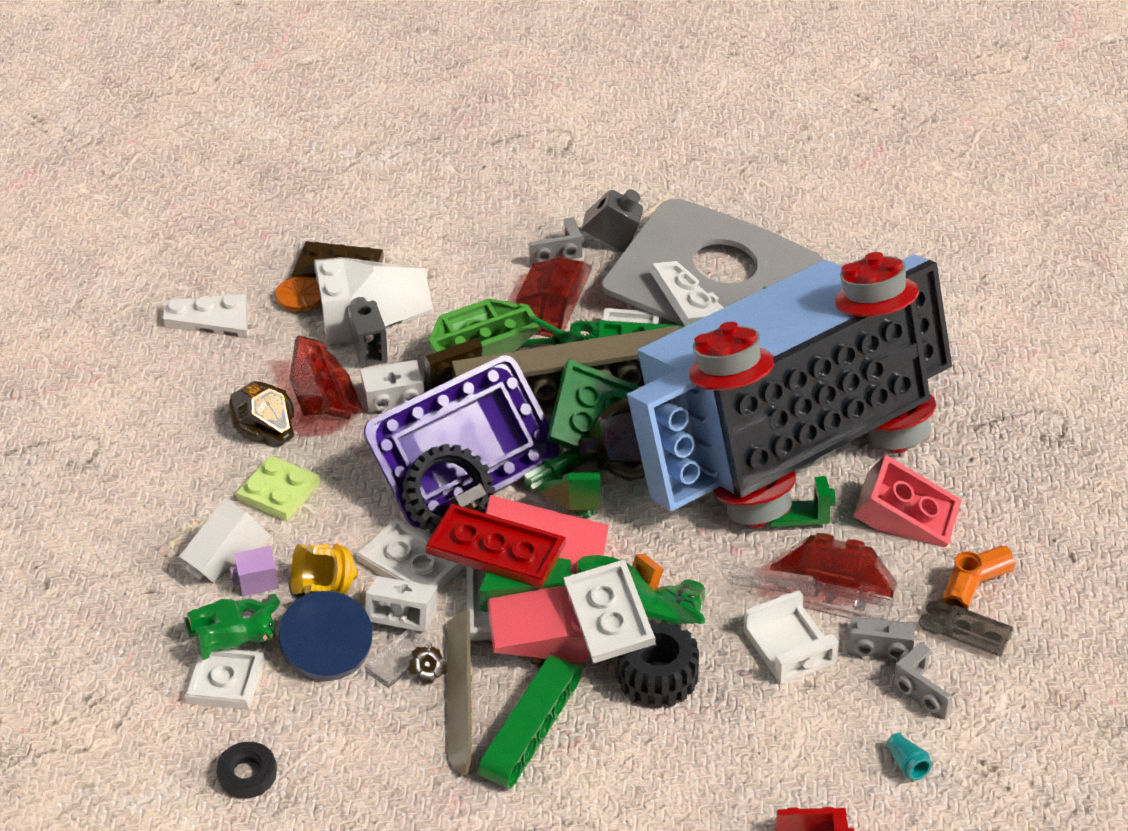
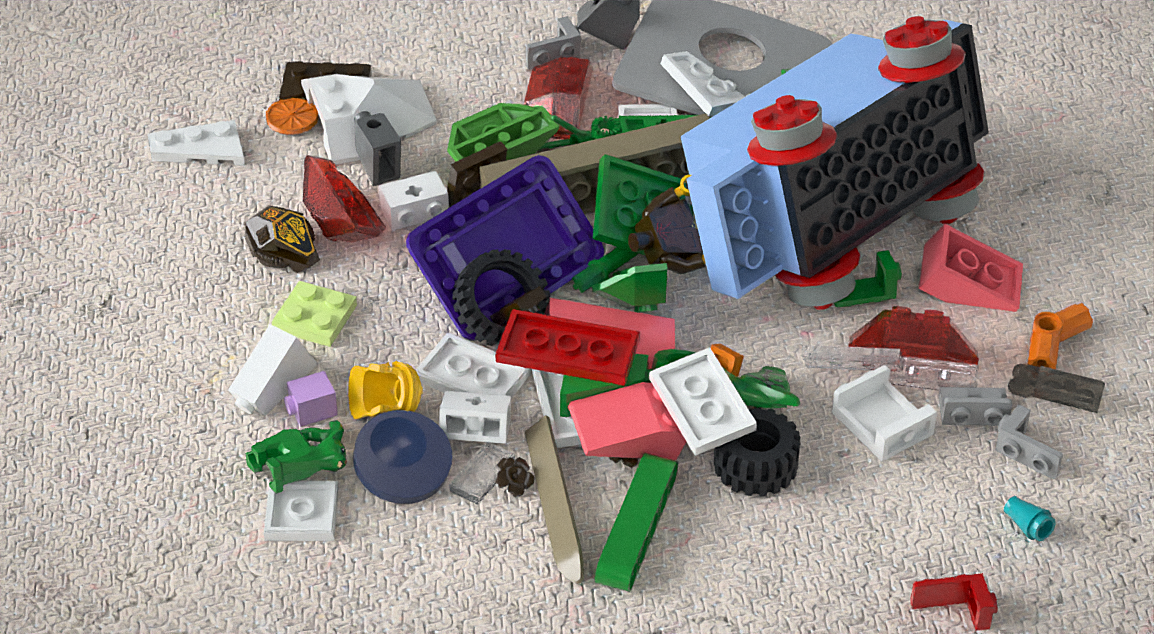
camera: 10 degrees left, 0 degrees up
(253, 785) = (350, 618): black tyre -> none

